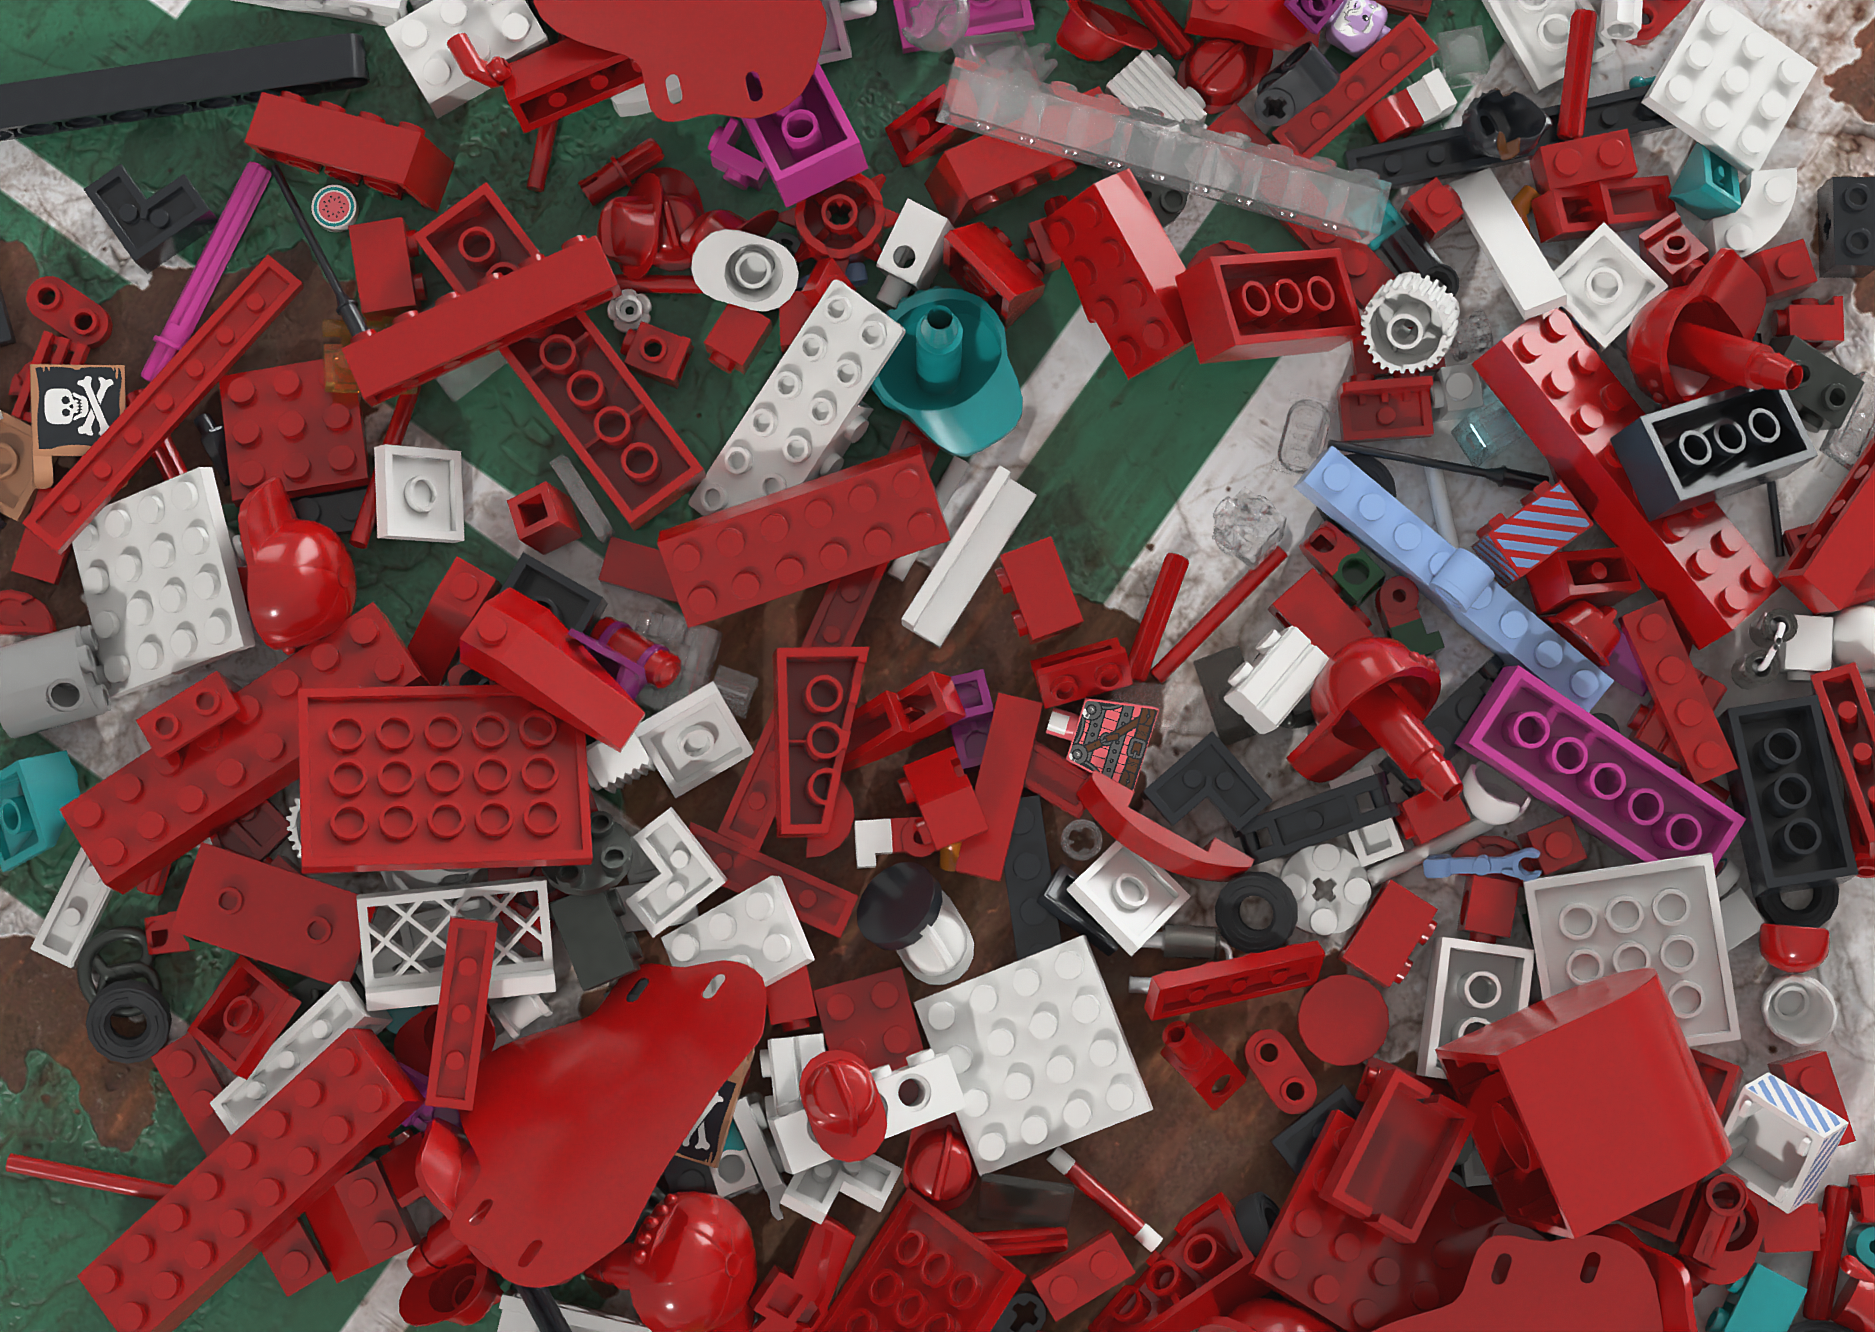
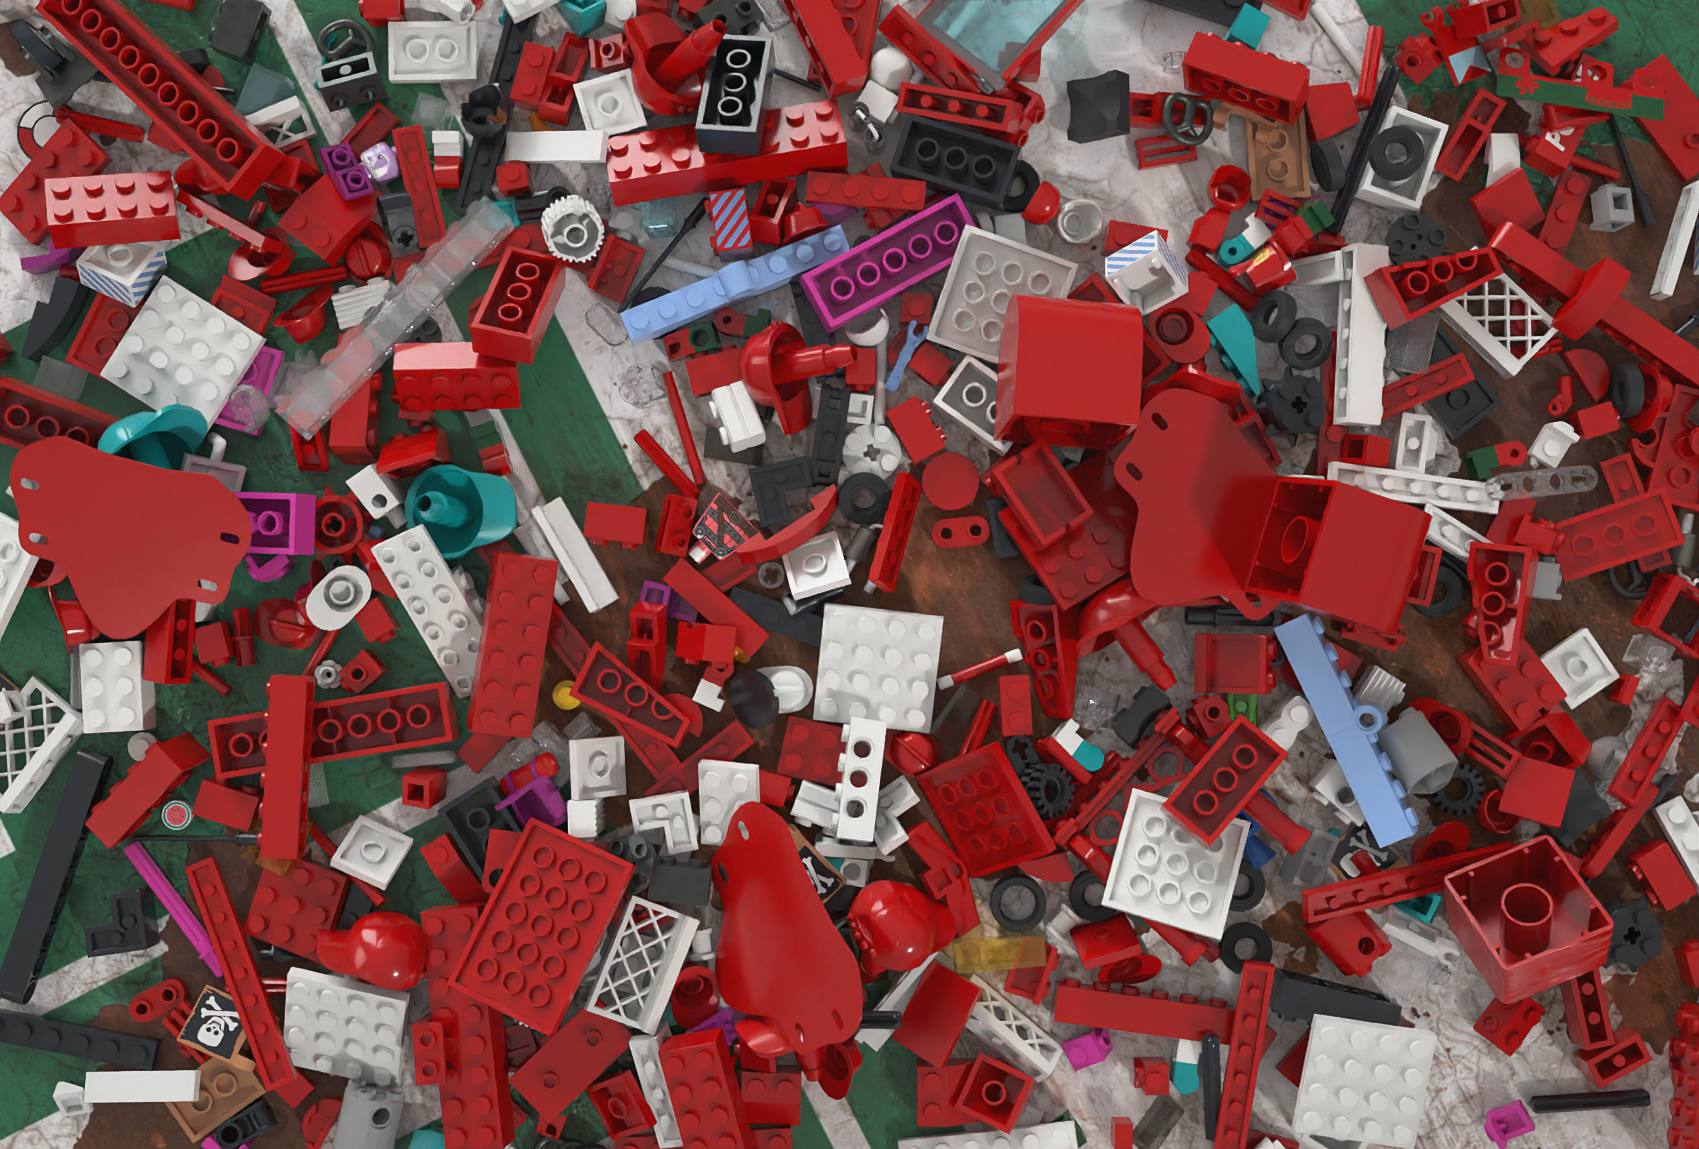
camera: 60 degrees left, 5 degrees up
(403, 108) = (138, 745): none -> white plate
(461, 1013) = (682, 982): red plate -> none
(476, 68) = (134, 693): red arm -> none
(537, 659) = (501, 836): red wedge -> none
(593, 138) = (215, 643): none -> red brick
(631, 226) = (278, 650): red piece -> none
(765, 641) = (561, 695): none -> yellow plate
(843, 1105) = (849, 792): red piece -> none
(1053, 369) = (492, 448): none -> leg
(1200, 1062) = (931, 575): red bracket -> none
(1577, 75) = (478, 52): red axle -> none
(1711, 1225) = (1171, 338): red piece -> none

